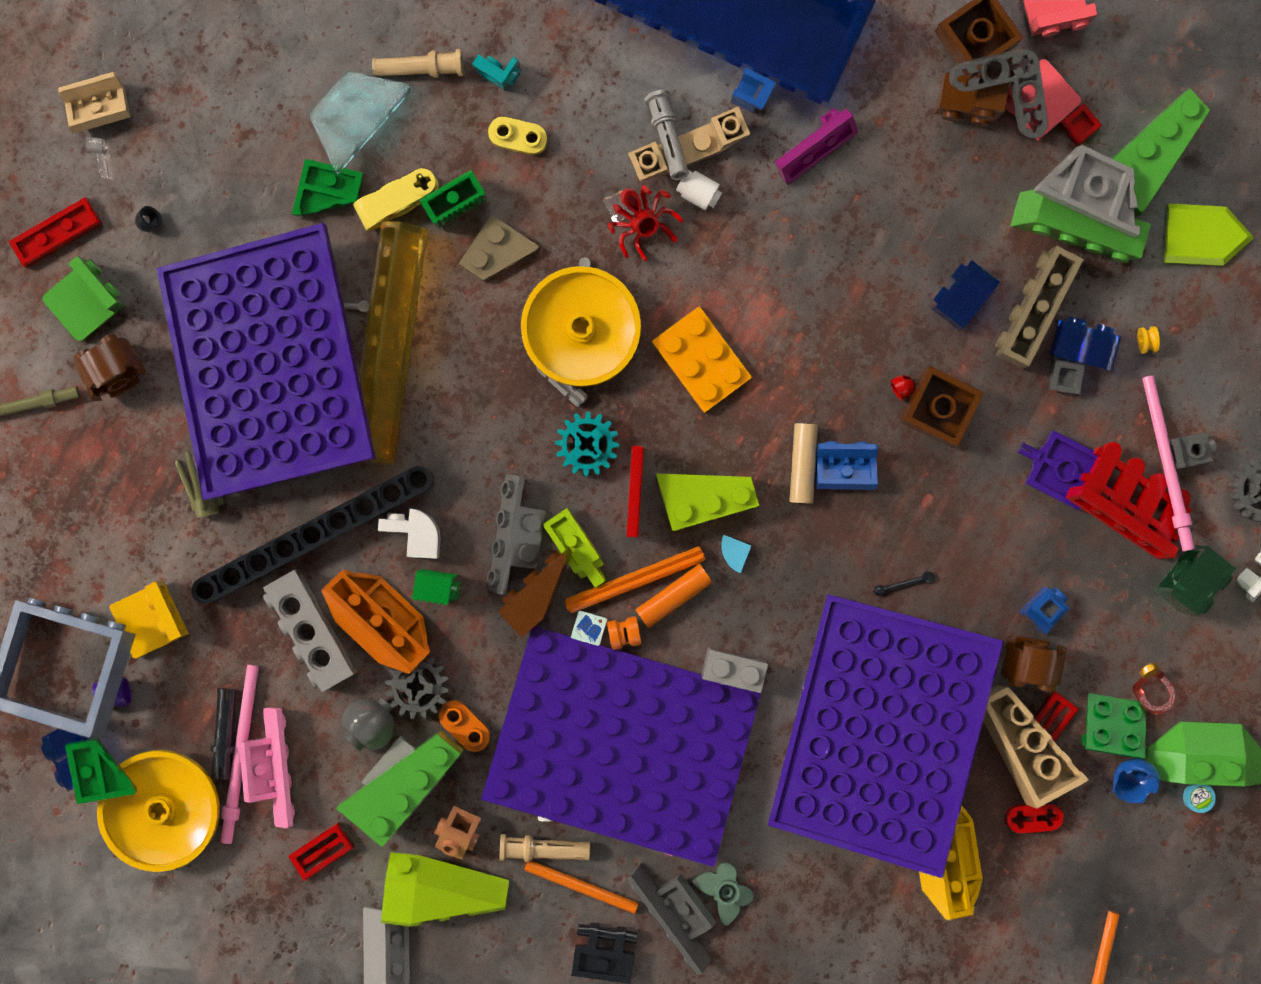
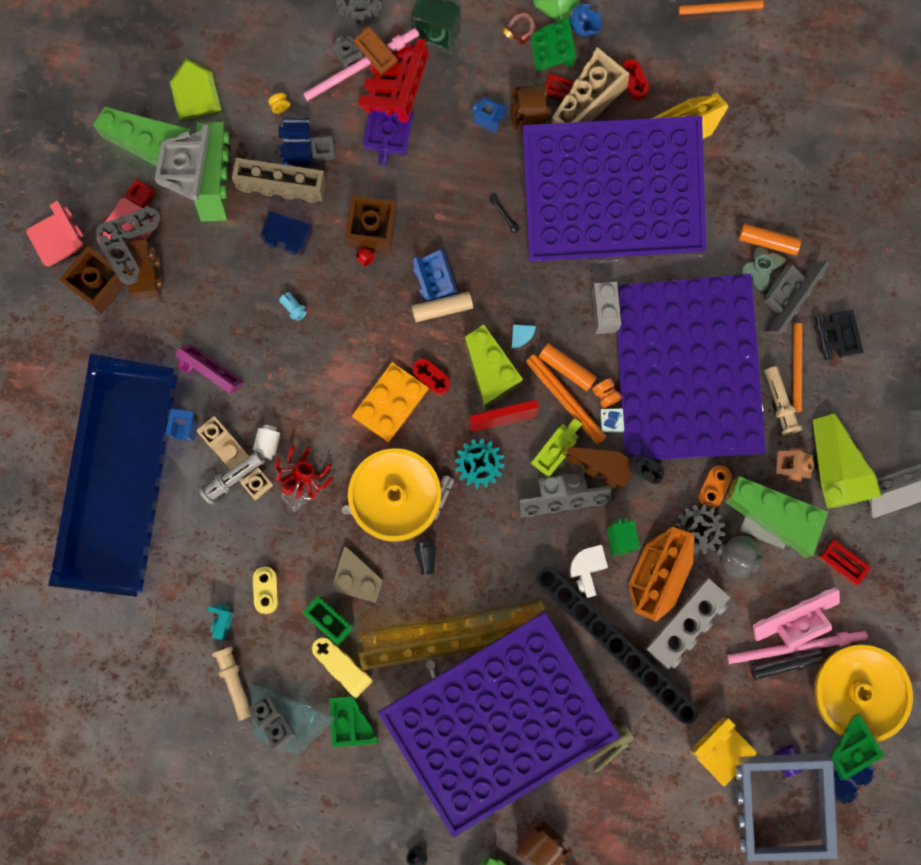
camera: 105 degrees left, 10 degrees down
(355, 98) = (273, 722): none -> dark grey slope
(496, 342) = (425, 554): none -> black cone
(507, 644) = (645, 472): none -> black beam
(721, 427) = (434, 373): none -> red beam
(757, 913) = (770, 239): none -> orange piece
(859, 277) = (294, 308): none -> medium azure pin
(1177, 486) = (375, 50): none -> dark orange tile

